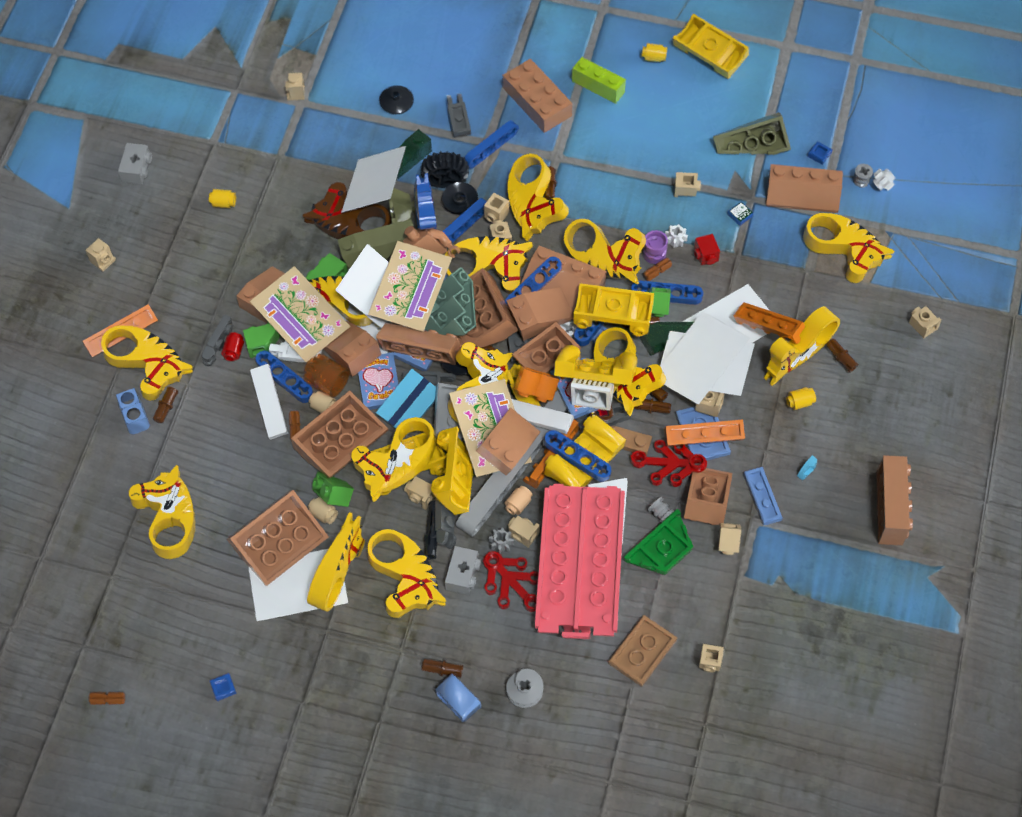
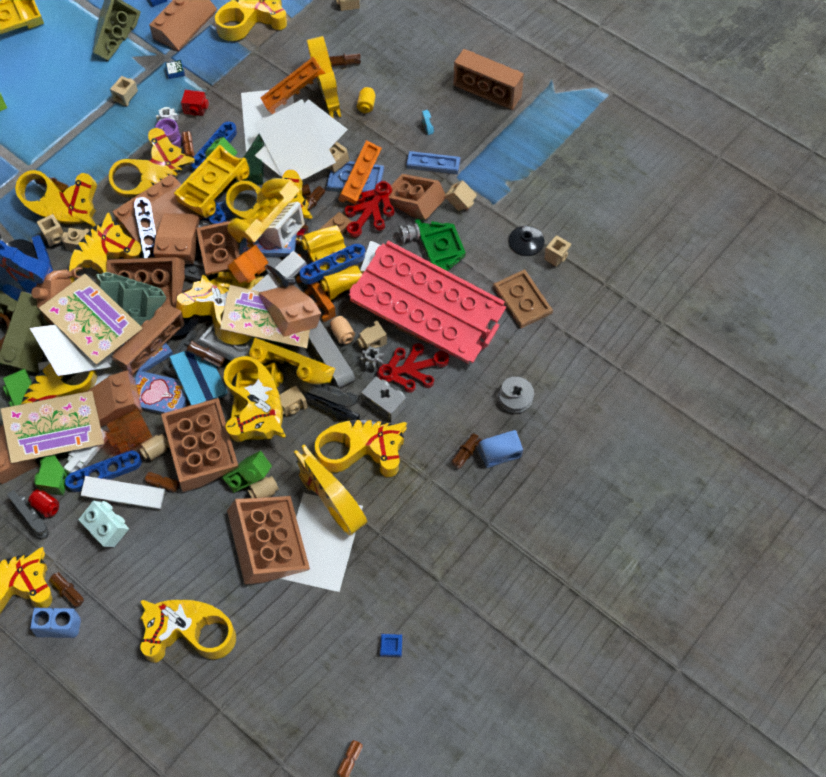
camera: 65 degrees left, 0 degrees up
(232, 401) = (104, 523): none -> light aqua brick
(428, 396) = (205, 354): none -> reddish brown axle
(534, 423) = (281, 279): none -> black bar
(715, 634) = (526, 246): none -> black dish

